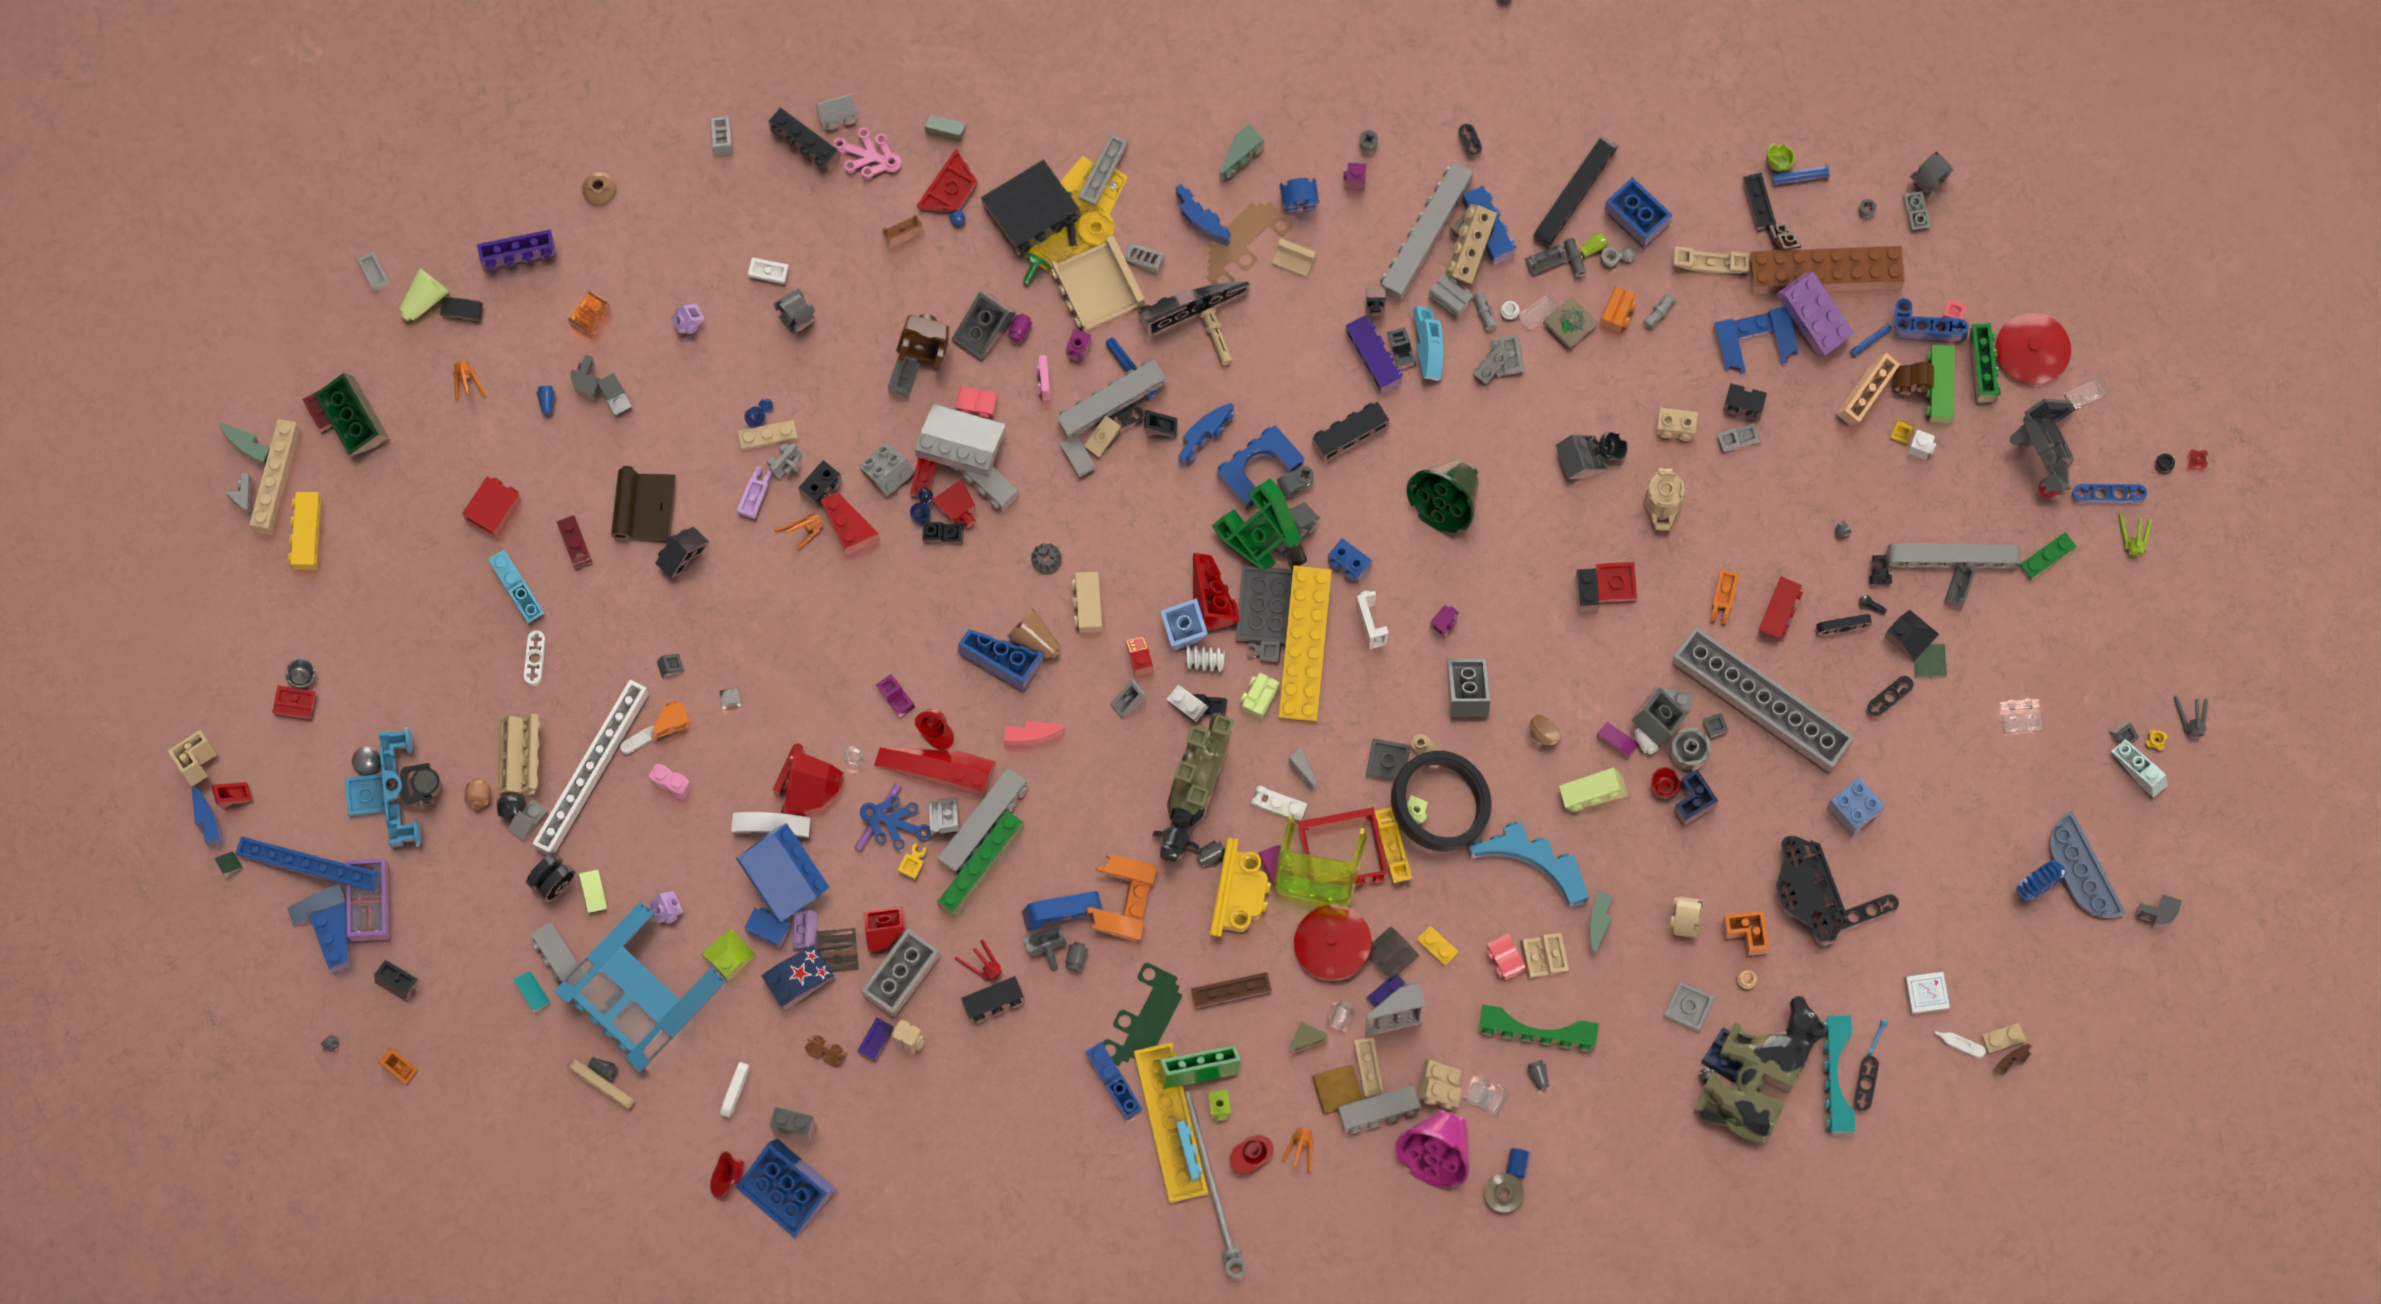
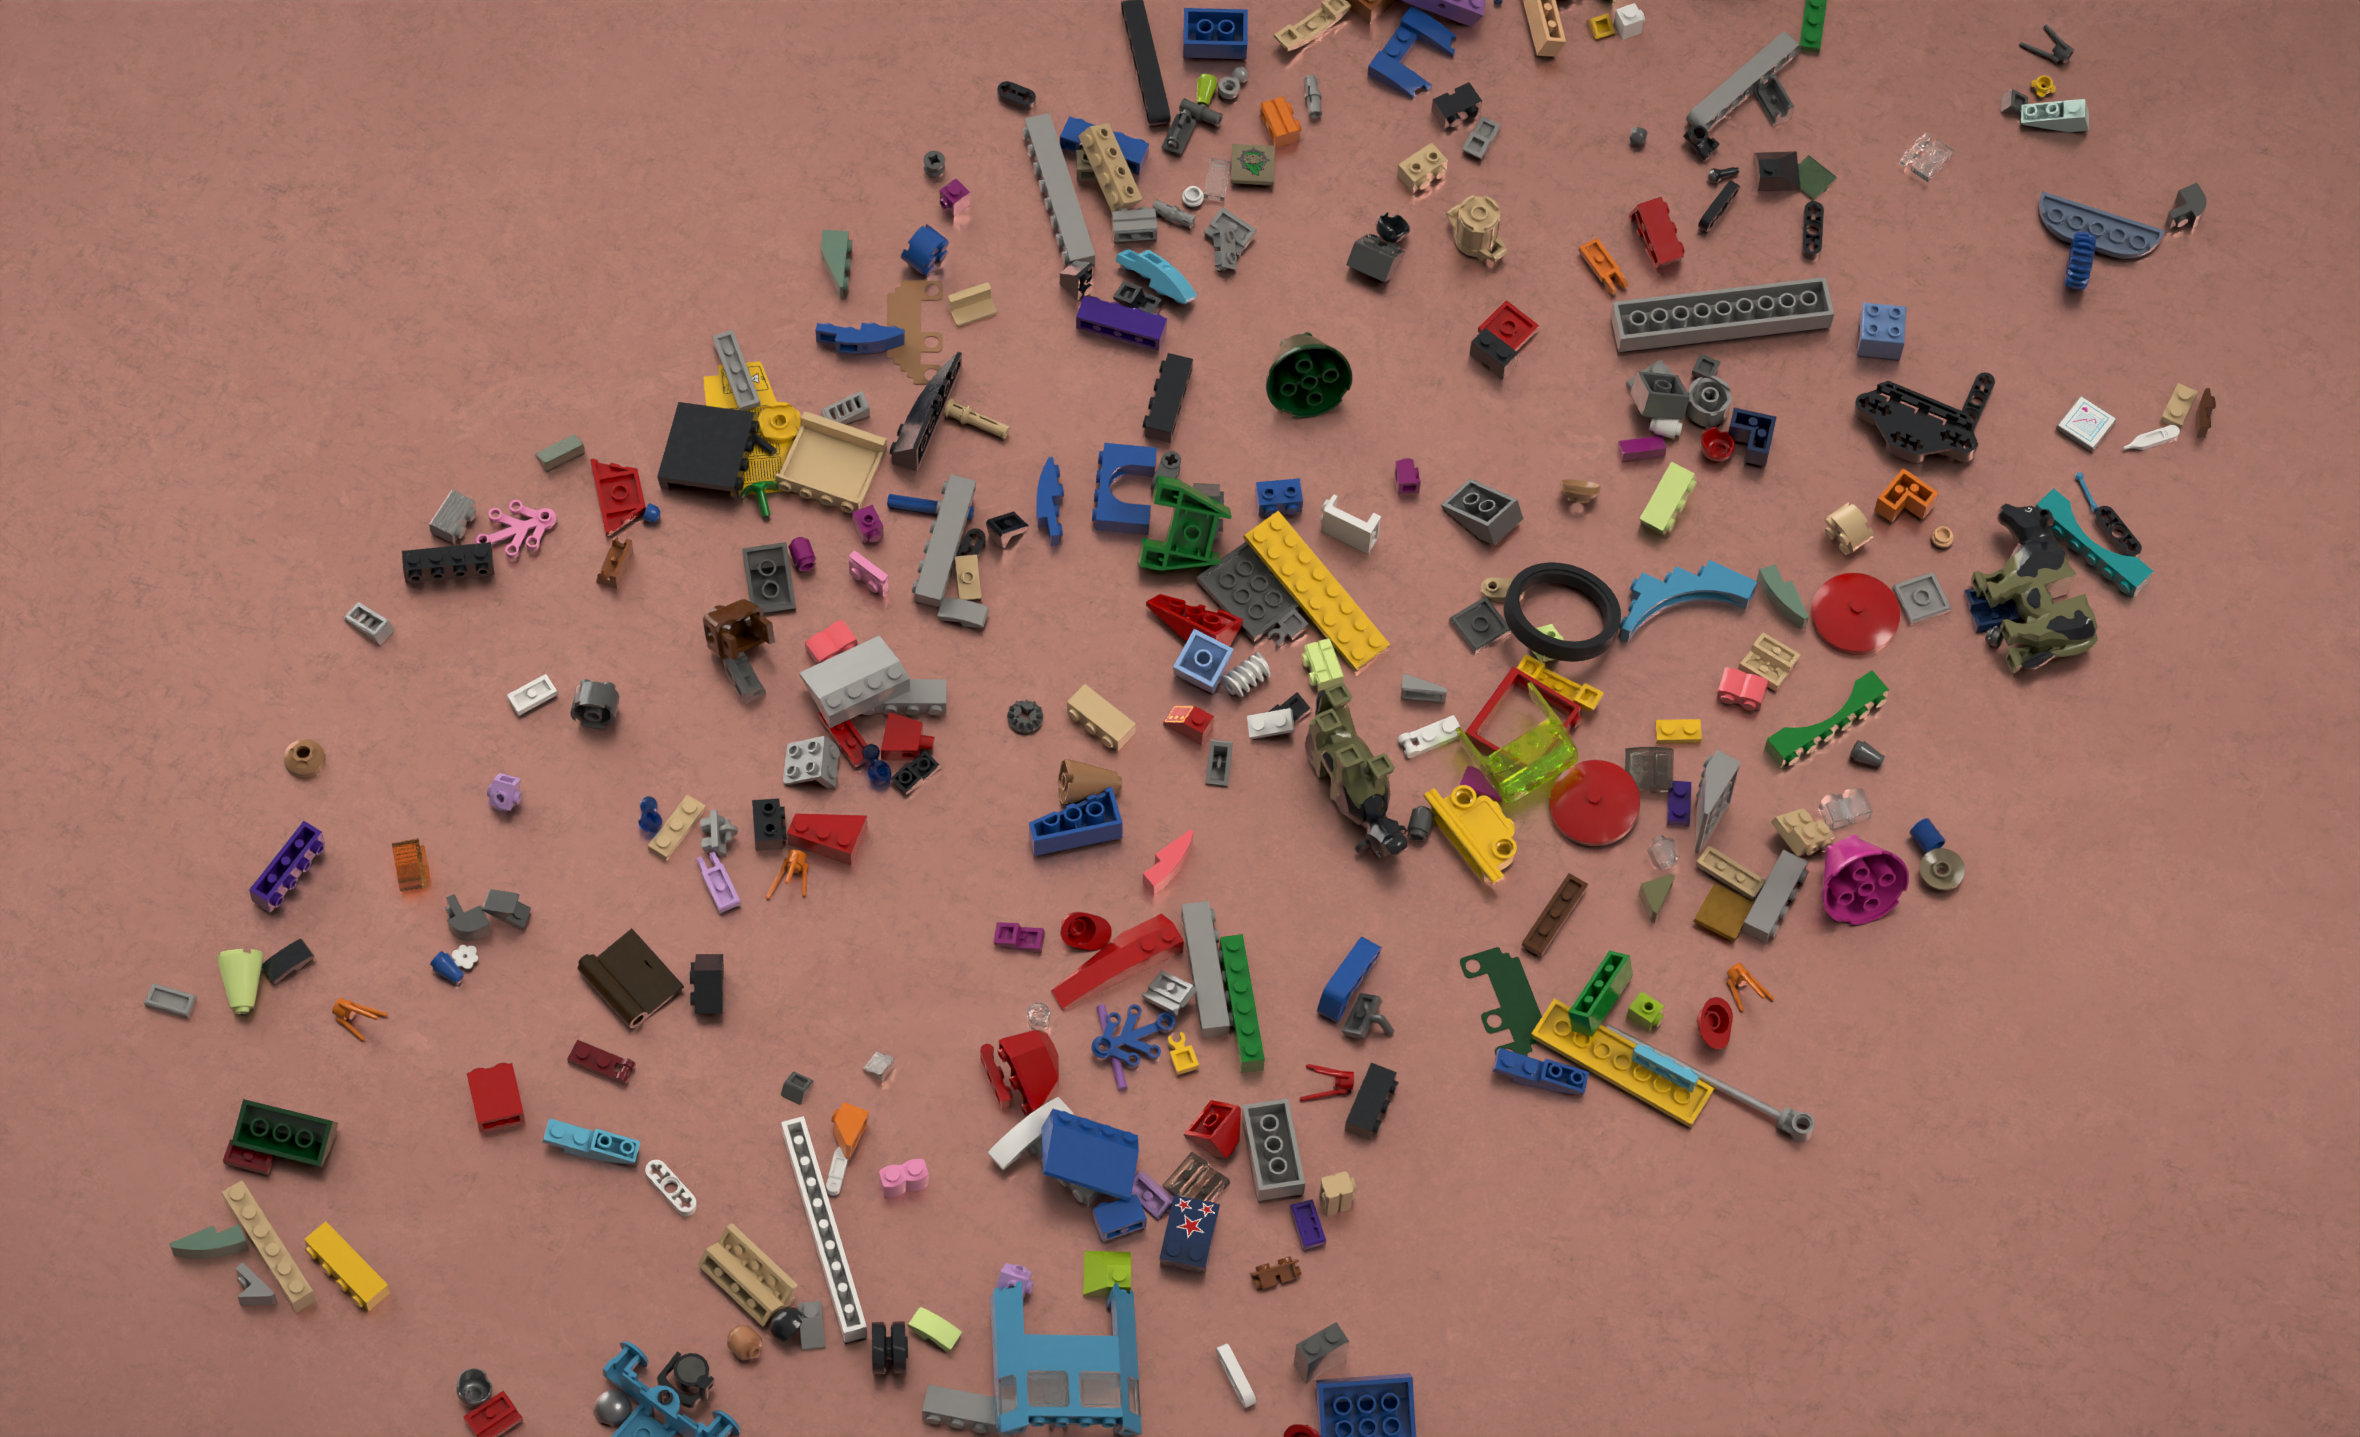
camera: 50 degrees left, 10 degrees down
(561, 397) = (469, 952): none -> white plant
(1076, 956) = (1401, 1004): dark grey brick -> none
(1130, 923) = (1413, 938): orange wedge -> none
(1295, 556) = (1231, 534): clear smoke slope -> none
(1635, 976) = (1855, 614): none -> red dish

